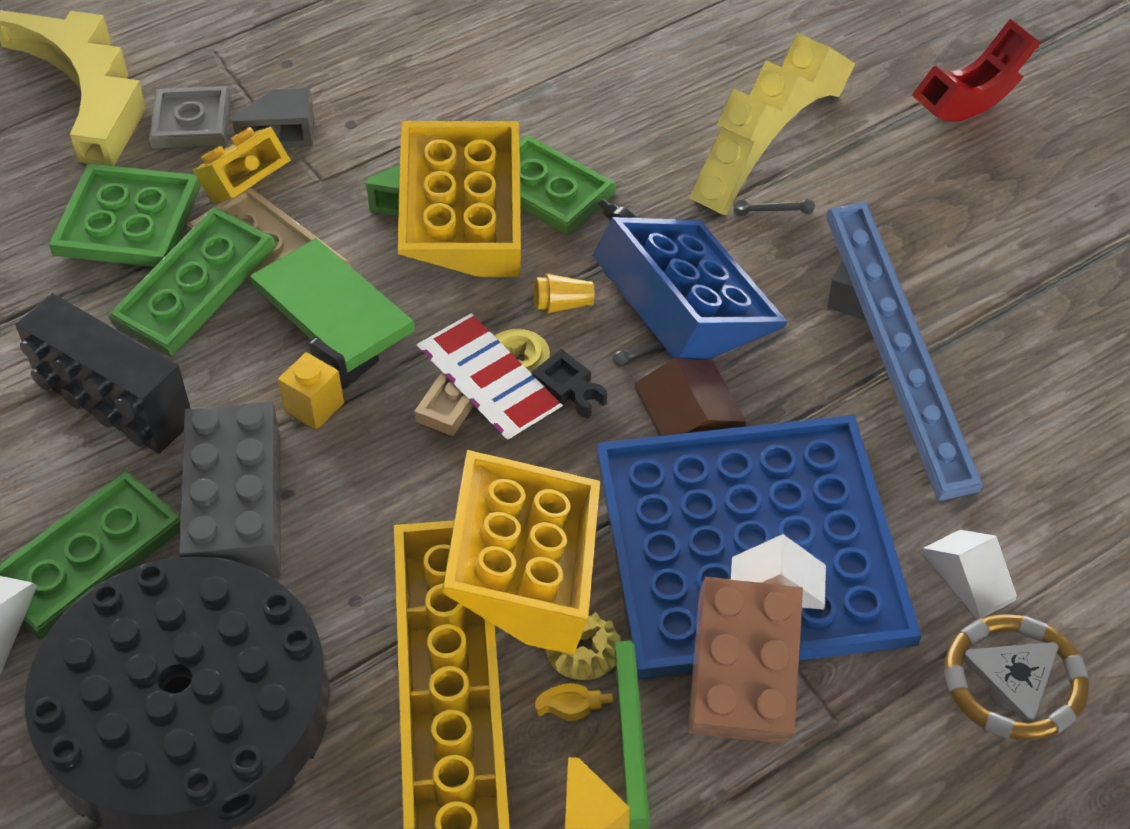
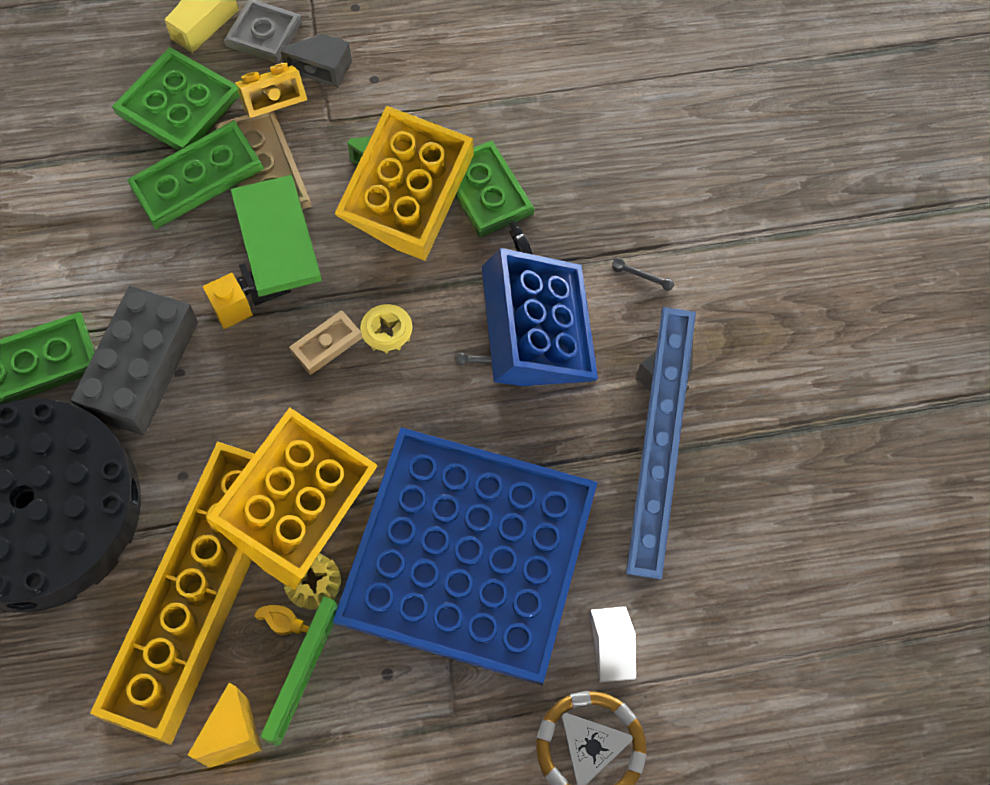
camera: 20 degrees right, 15 degrees up
(104, 372) = (90, 232): black brick -> none
(489, 376) = (355, 339): sticker -> none
(561, 293) = (444, 289): yellow cone -> none
(570, 381) = (409, 364): black plate -> none
(688, 398) = (490, 416): reddish brown slope -> none
(746, 660) = (401, 653): nougat brick -> none
(755, 119) = (651, 202): light yellow arch -> none
(783, 563) = (465, 595): white slope -> none
(983, 83) = (843, 232): red arch -> none

